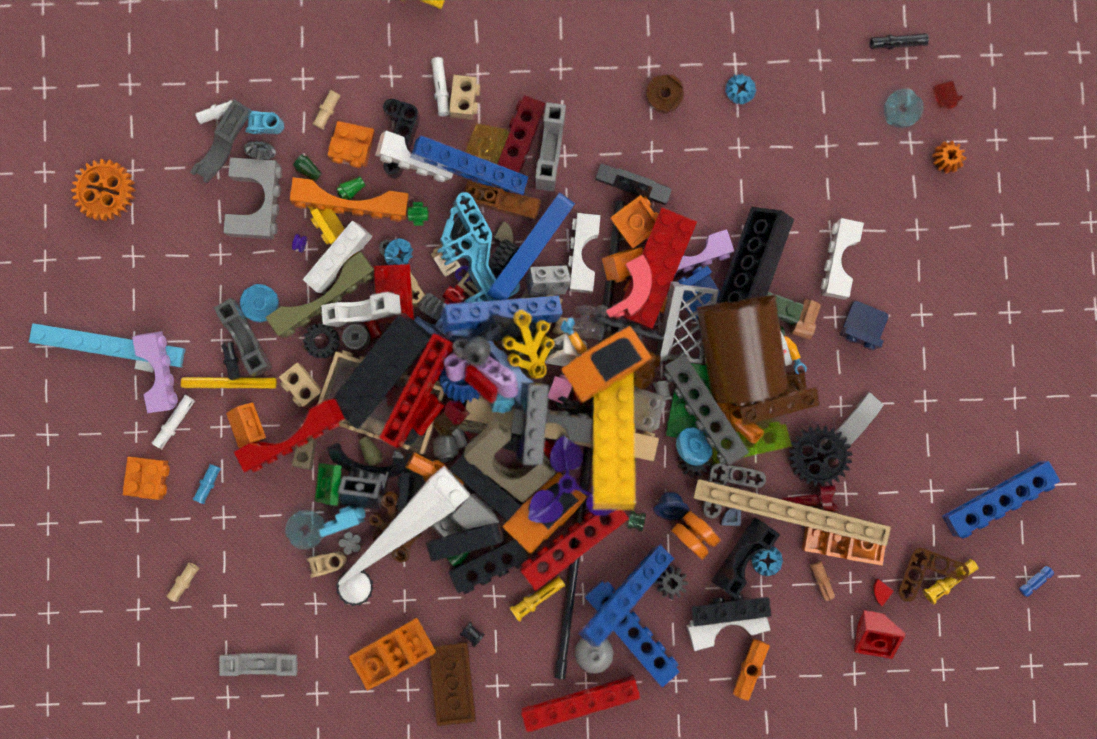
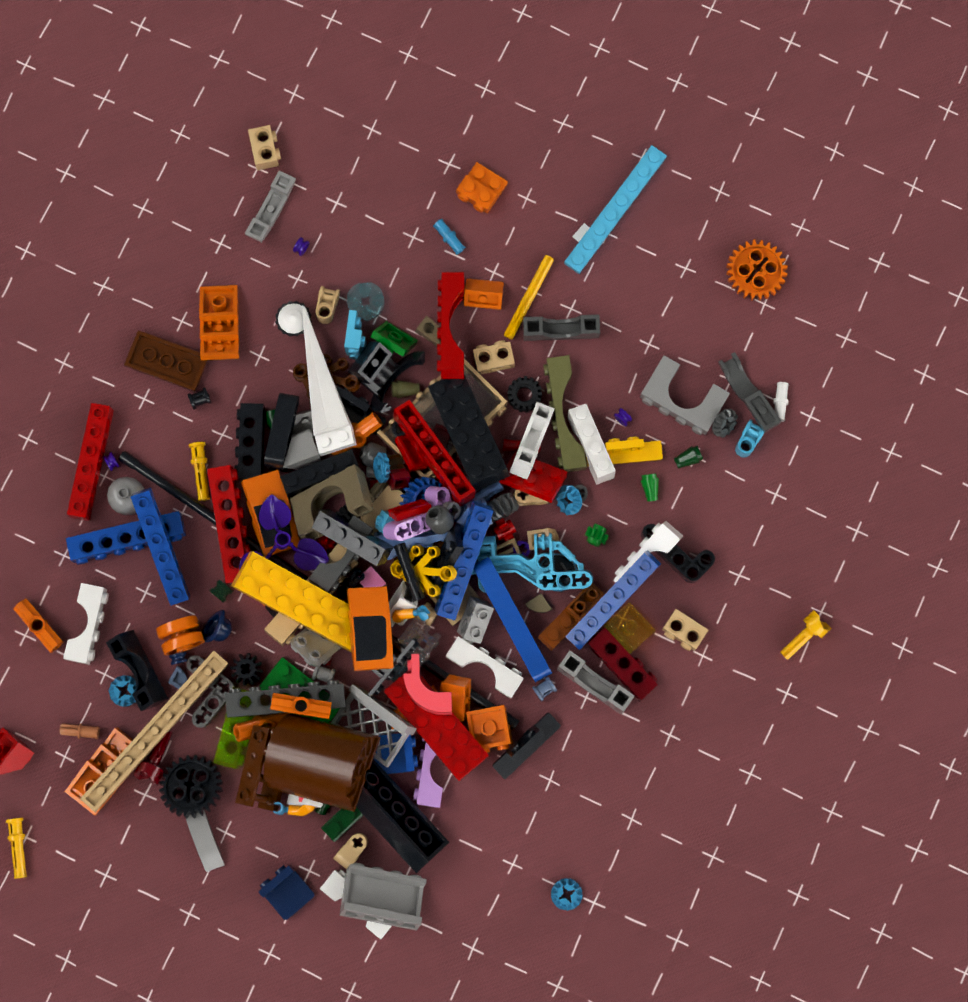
camera: 120 degrees right, 5 degrees down
(152, 348) = (590, 245): lavender arch -> none
(170, 426) = (514, 227): white pin -> none
(182, 582) = (374, 177): tan pin -> none
(205, 703) = (260, 148): none -> tan brick
(231, 361) = (546, 307): black axle -> none
(259, 302) = (587, 357): dark azure tile -> none
(283, 616) = (301, 246): none -> dark purple bush
(308, 193) = (662, 447): orange arch -> none
(326, 109) = (734, 500): tan pin -> none
(350, 543) = (333, 333): light grey plant -> none
(351, 144) = (691, 507): orange plate -> none
(356, 337) = (511, 425): dark grey wheel -> none
(440, 86) = (705, 614): white pin -> none
(453, 432) = (381, 467): none -> dark azure gear
(502, 256) = (517, 590): black tyre -> none
(537, 356) = (409, 572): none -> black pin
(570, 684) = (111, 461): none -> dark purple bush
(576, 192) = (544, 688): none -> sand blue bush
(646, 373) = (344, 664): reddish brown plate -> none
(664, 82) = (607, 824): reddish brown plate -> none
(676, 588) = (152, 600): dark grey gear -> none
(693, 446) = (258, 672): dark azure tile -> none
(702, 379) = (287, 703): none -> orange piece
(716, 526) = (178, 658): none -> dark blue bush
(730, 610) = (99, 632): black bracket -> none
(802, 288) = (349, 852): none -> tan piece
(806, 324) = (317, 837): nougat piece -> none
(828, 239) = (382, 896): none -> light grey panel
(881, 592) = (41, 779): red tile -> none
(929, 564) = (42, 835): reddish brown beam -> none
(1046, 481) = (70, 985): blue brick -> none

